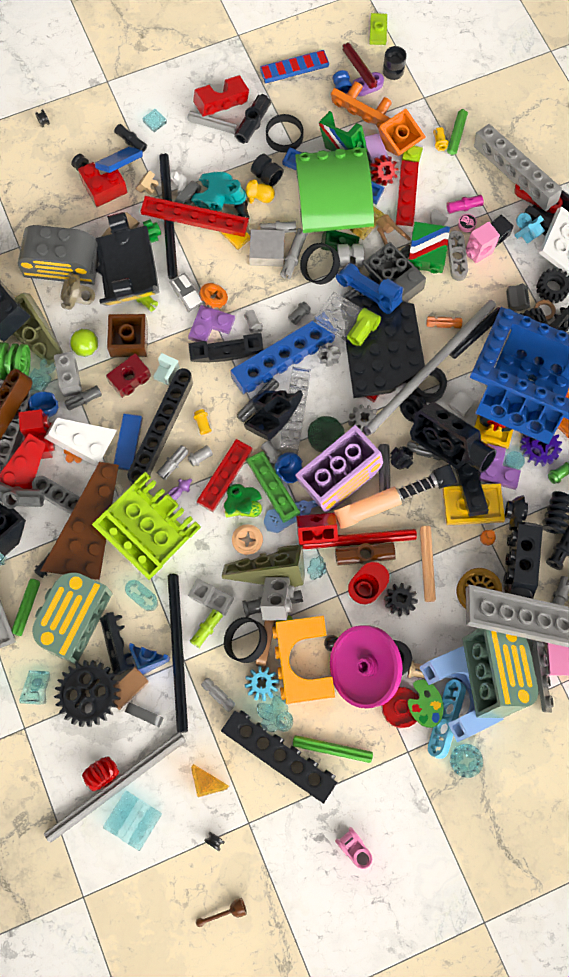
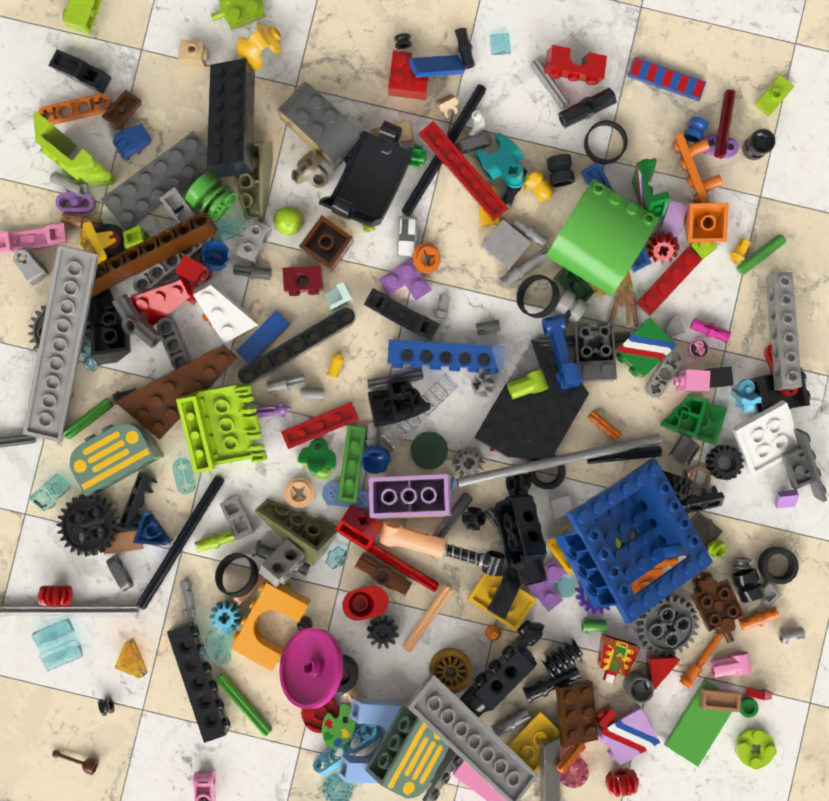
camera: 35 degrees right, 15 degrees up
(507, 270) = (696, 419): none -> green slope

